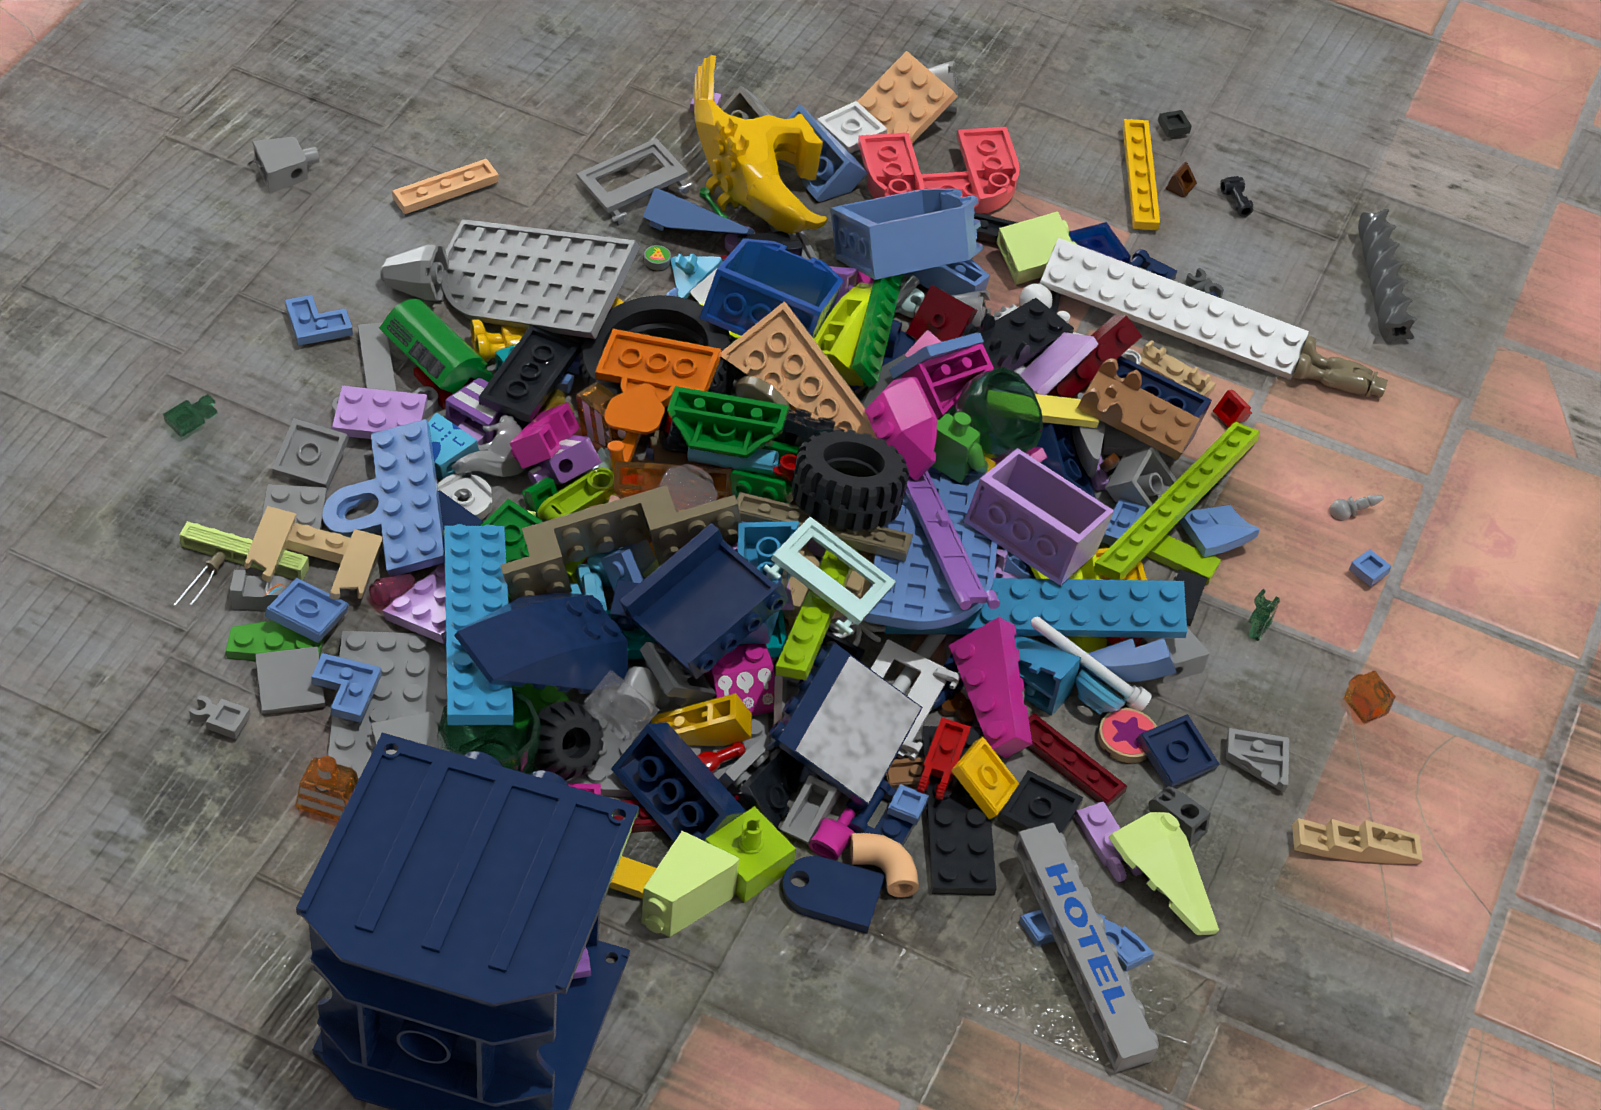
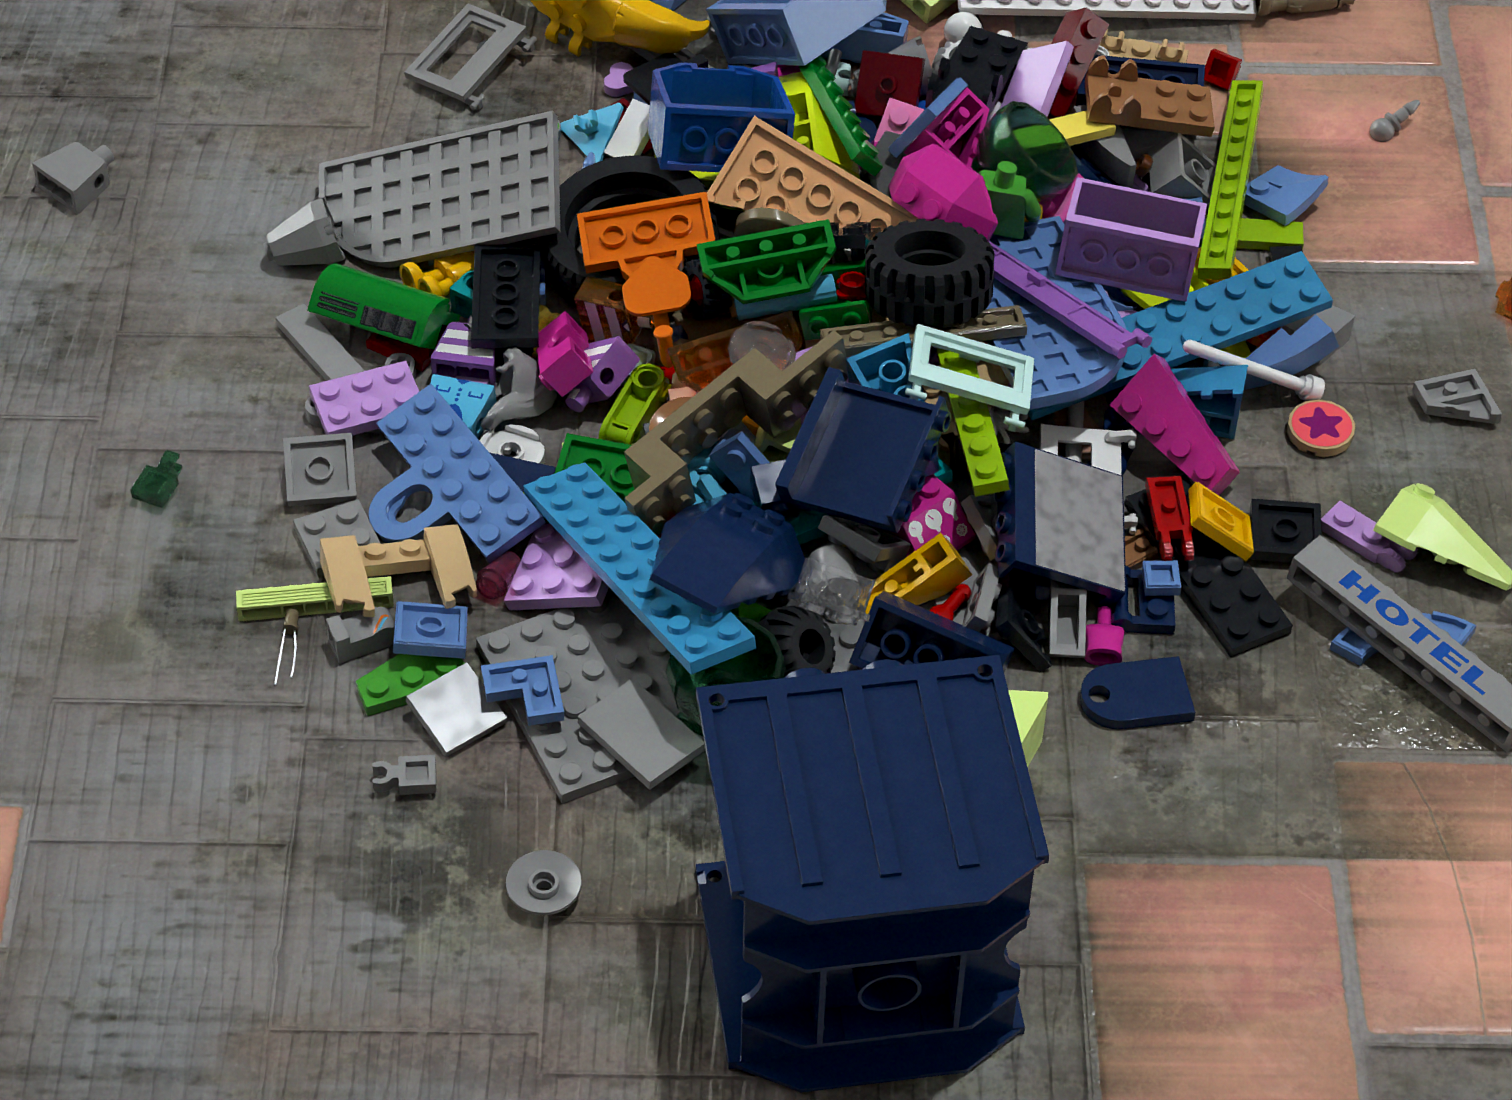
camera: 20 degrees left, 0 degrees up
(264, 833) = (539, 871): none -> light grey dish
(315, 327) = (227, 338): medium blue plate -> none
(326, 788) = (576, 801): clear orange torso -> none
(445, 186) = (270, 136): light nougat plate -> none
(538, 493) = (589, 418): green tile -> none
(679, 214) = (543, 74): medium blue wedge -> none
(705, 193) = (548, 44): green hinge -> none
(760, 848) = (1047, 671): lime brick -> none
(890, 857) = (1174, 637): light nougat cylinder -> none
(960, 707) = (1145, 465): reddish brown piece -> none
(1074, 763) = (1289, 476): dark red tile -> none
(1097, 694) = (1271, 398): medium azure piece -> none
(1177, 751) = (1379, 424): dark blue tile -> none
(1190, 815) = (1409, 472): dark grey leg -> none
(1263, 615) = (1378, 263): clear green plate -> none
(1370, 567) = (1446, 175): medium blue plate -> none

